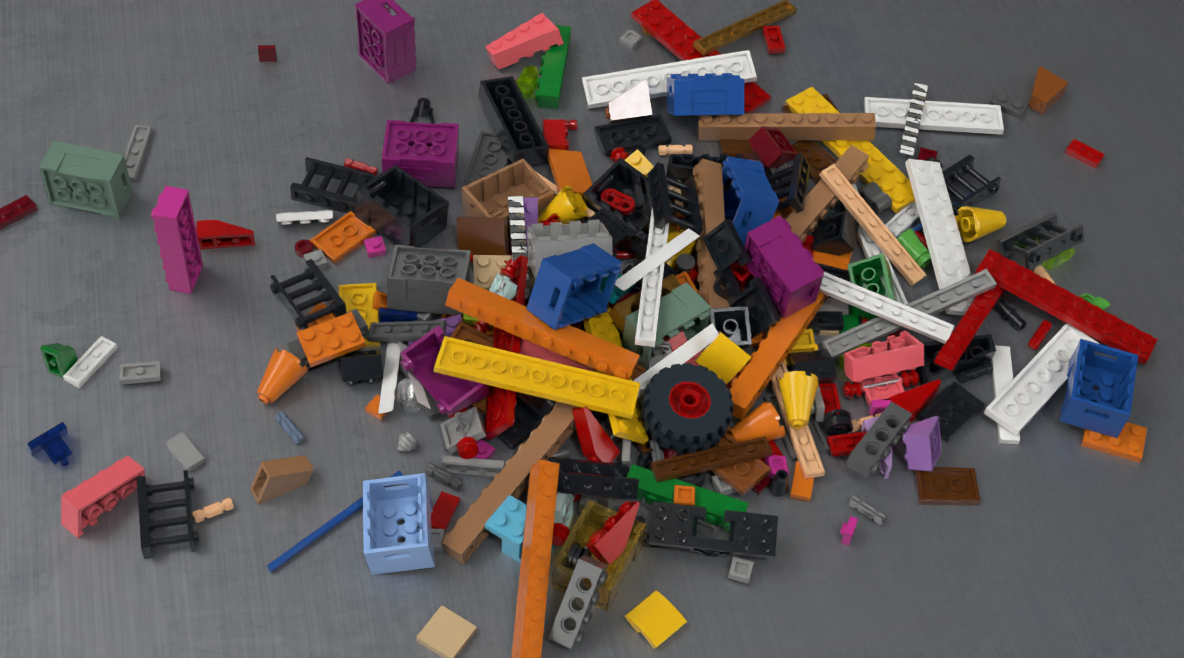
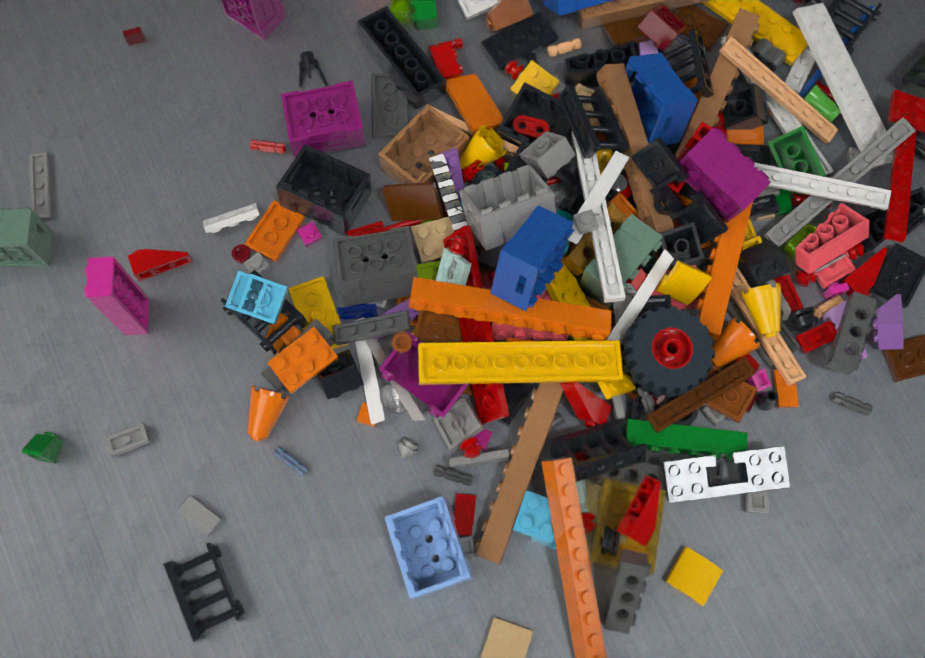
camera: 10 degrees left, 20 degrees up
(52, 444) = (69, 547): clear blue piece -> none
(90, 362) = (75, 439): white tile -> none
(99, 494) = (133, 589): coral wedge -> none
(212, 510) = (246, 573): light nougat axle -> none
(280, 477) = (301, 522): medium nougat slope -> none
(306, 274) = (257, 297): none -> medium azure bracket
(319, 532) = (364, 554): blue piece -> none
(324, 198) = (237, 191): black fence -> none
(379, 300) = (334, 297): orange tile -> none
(429, 333) = (402, 342): none -> dark orange tile
(624, 219) = (548, 154): none -> light grey slope
(638, 274) = (585, 222): none -> light grey plate
(684, 495) = (687, 442): orange tile -> none
(848, 529) = (843, 432): dark pink plate -> none
(978, 222) = (873, 59): yellow cone -> none

